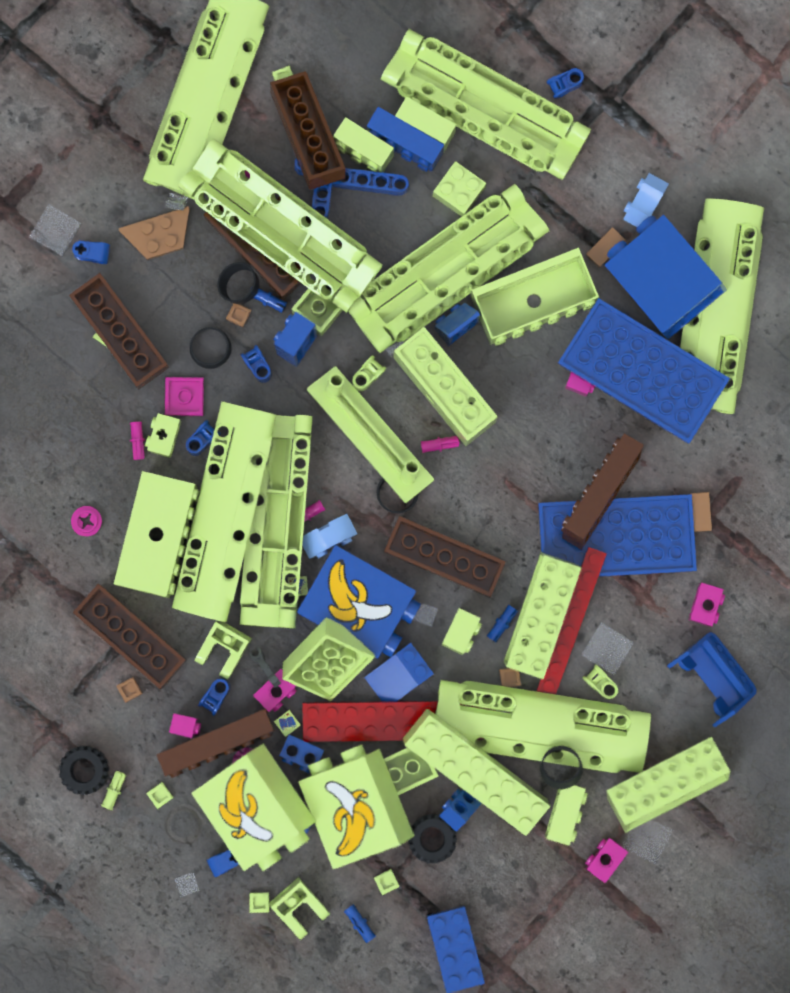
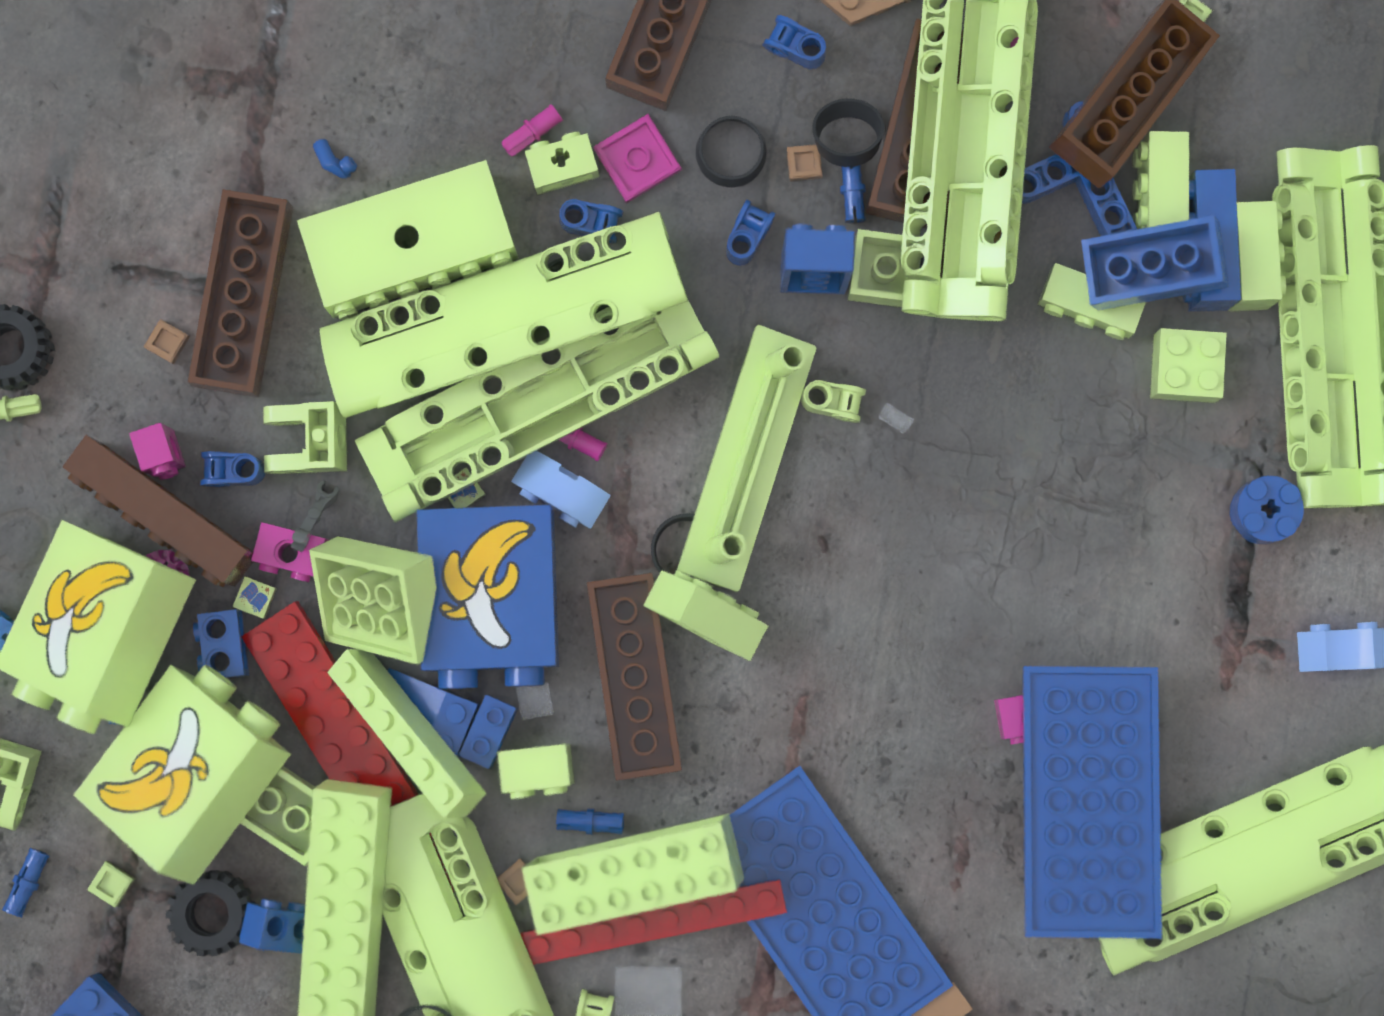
camera: 60 degrees right, 0 degrees up
(84, 512) = (359, 121): dark pink gear -> none
(90, 551) = (340, 168): none -> blue arm
(159, 795) = (40, 479): yellowish green tile -> none
(175, 282) = (791, 38): none -> blue piece
(398, 216) = (1068, 295): none -> yellowish green brick
(400, 174) = (1155, 263): none -> blue brick
(403, 685) = (406, 733): none -> yellowish green brick
(427, 646) = (488, 732): none -> blue brick
(437, 501) = (706, 613): none -> yellowish green brick
(440, 444) = (797, 568): dark pink axle -> none
(445, 386) = (884, 521): yellowish green piece -> none
(447, 268) = (1062, 420): yellowish green panel -> none
(457, 323) = (989, 483): blue slope -> none
(556, 206) = (1280, 497): none -> blue brick
(559, 282) = (1144, 594): yellowish green piece -> none
(599, 251) = (1239, 632): medium nougat tile -> none
(602, 491) = (874, 850): reddish brown brick -> none
(664, 275) = (1254, 745): blue brick -> none

